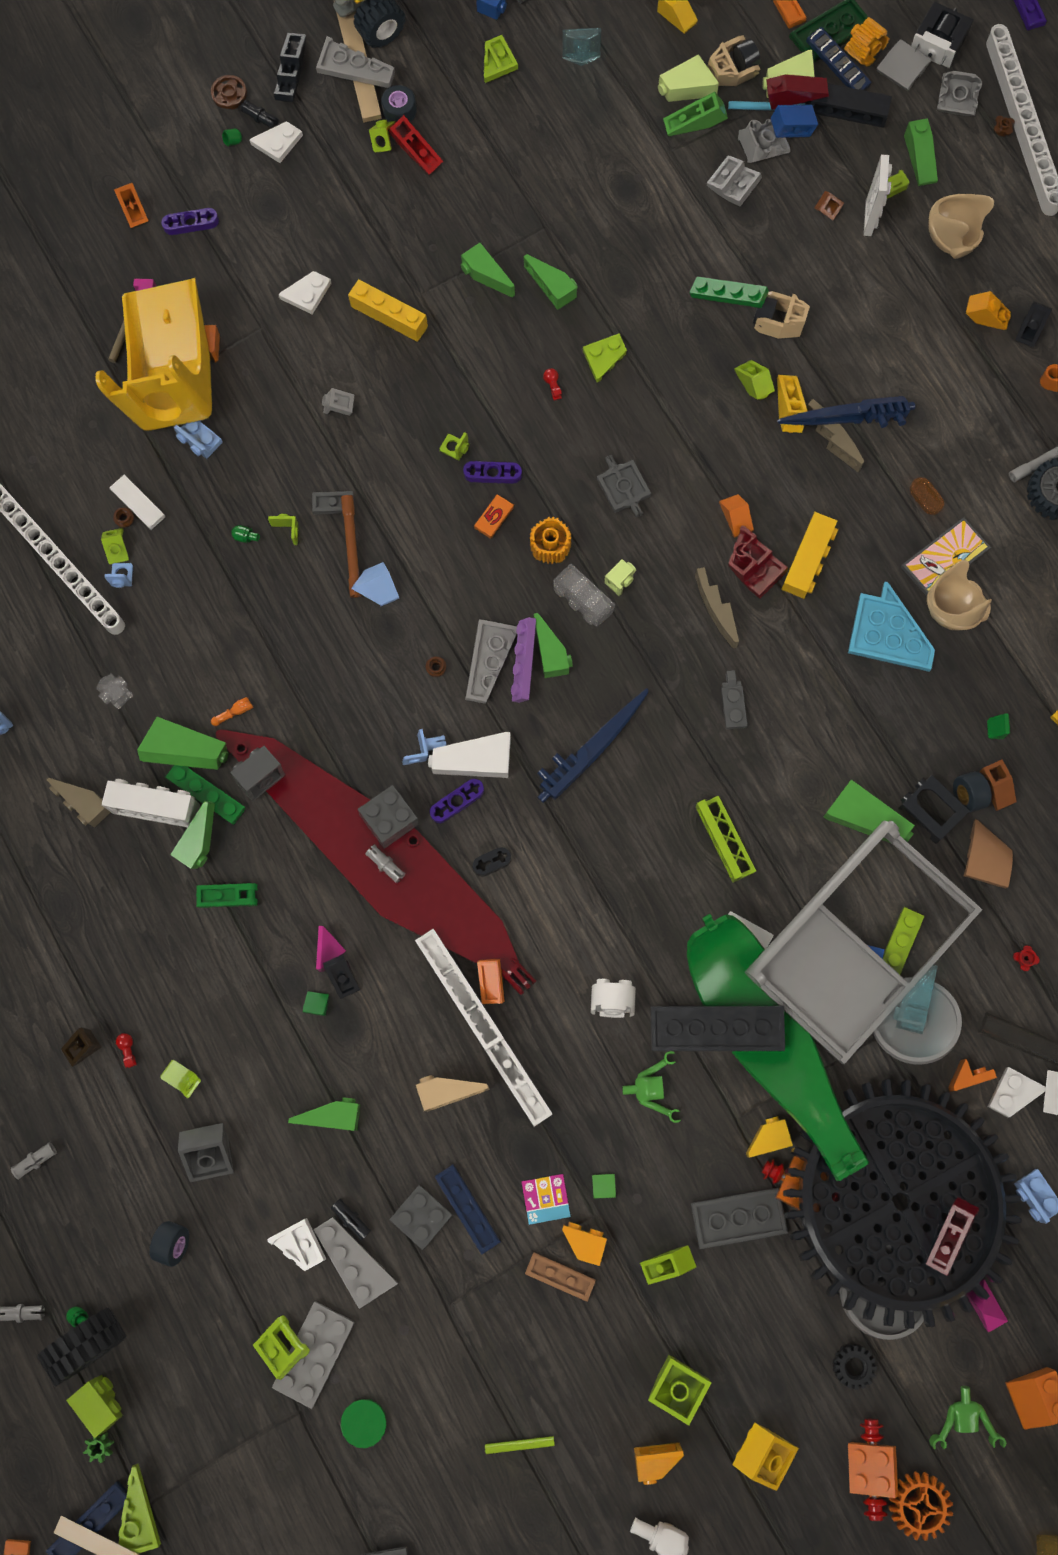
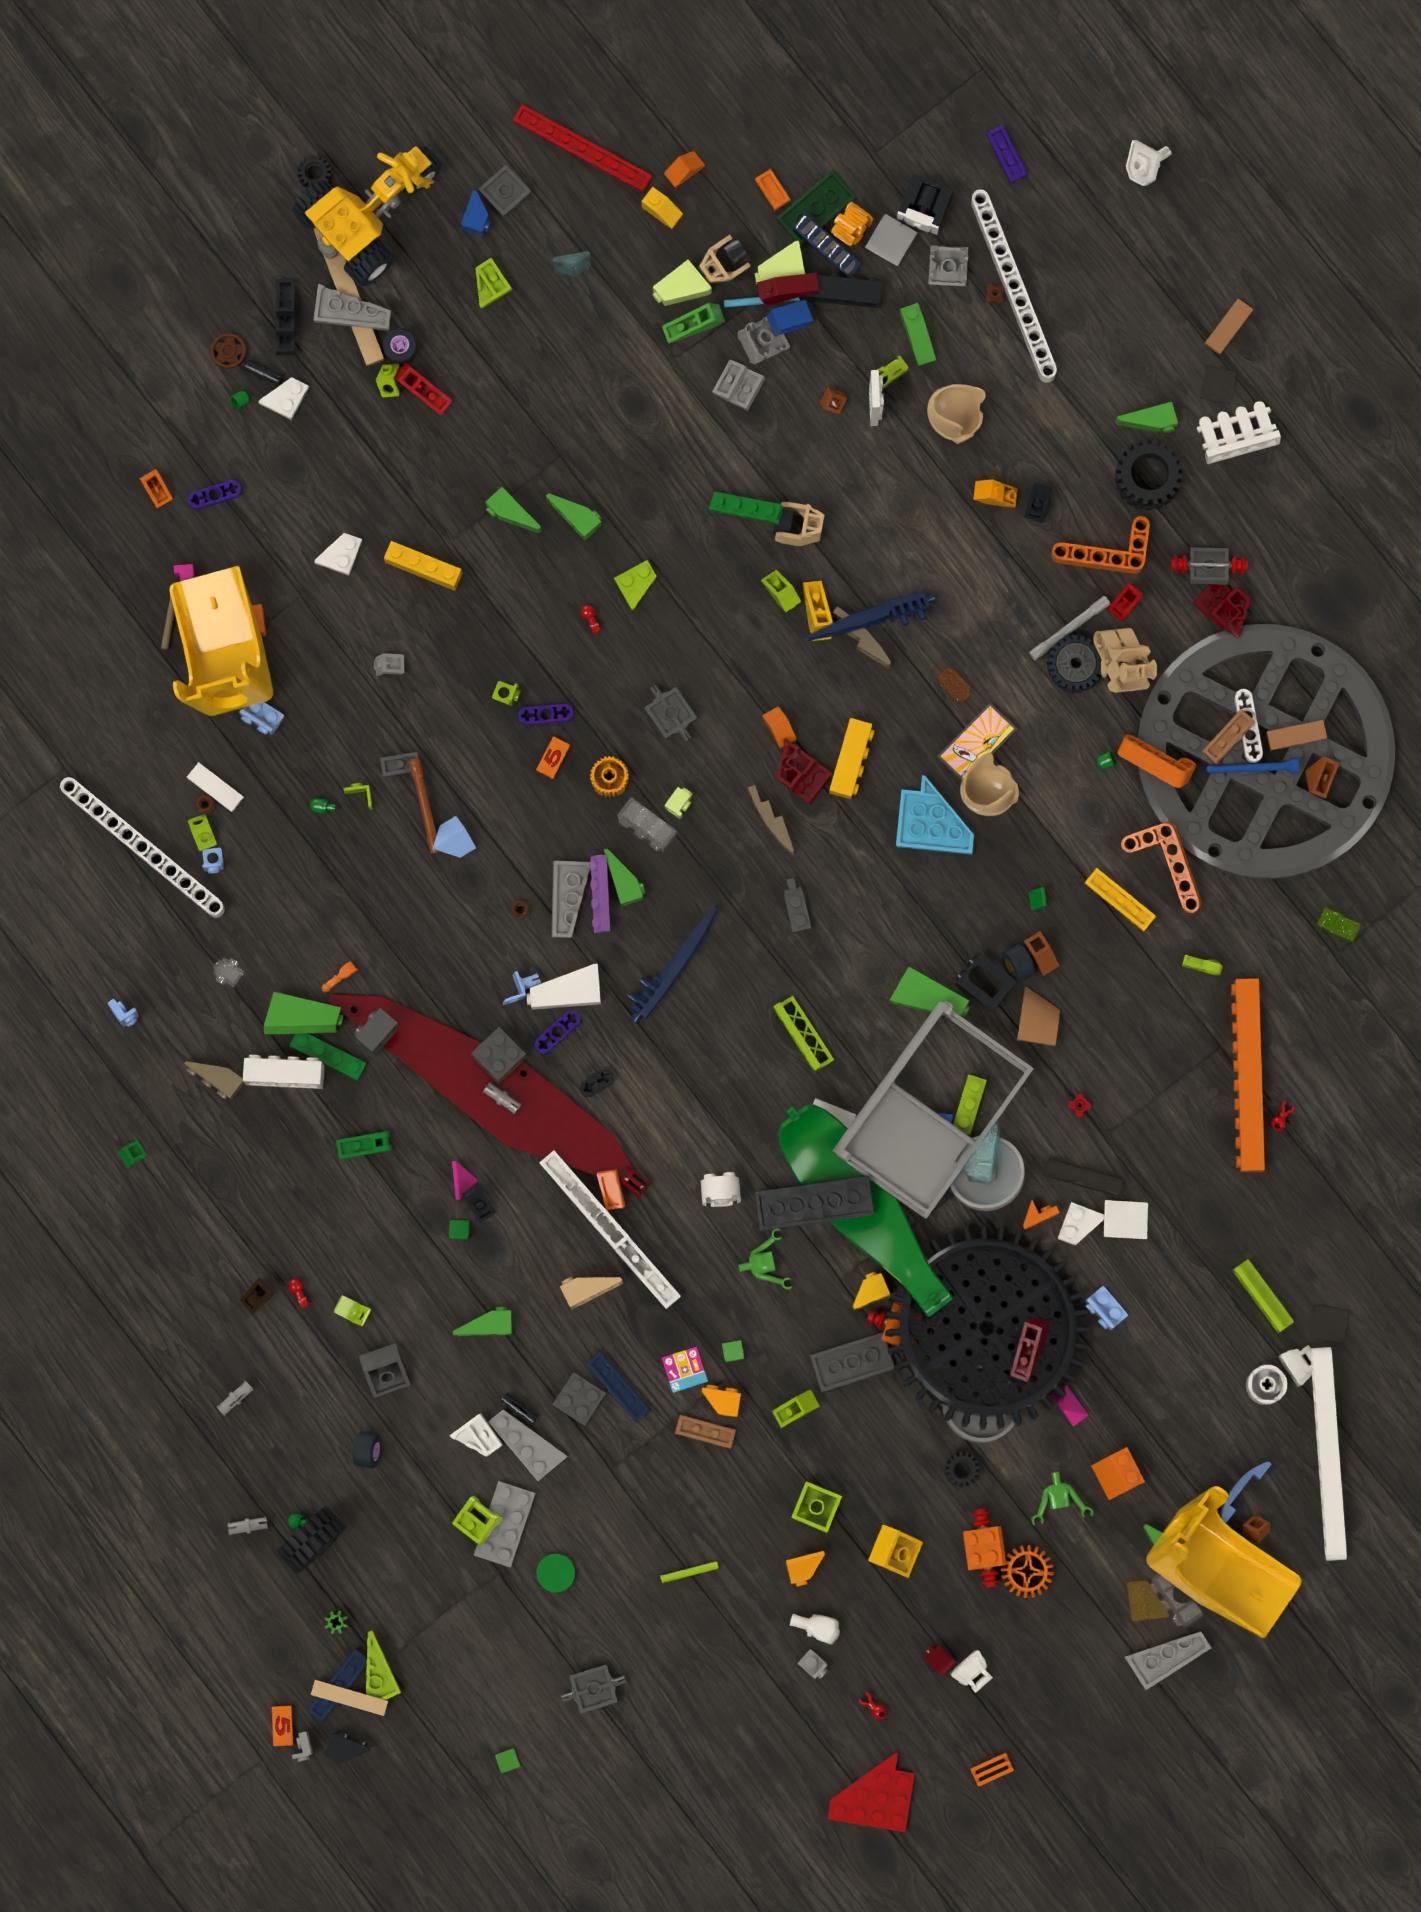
camera: 10 degrees left, 5 degrees up
(96, 1405) = (330, 1587): lime slope -> none
(196, 839) = (328, 1101): bright green slope -> none

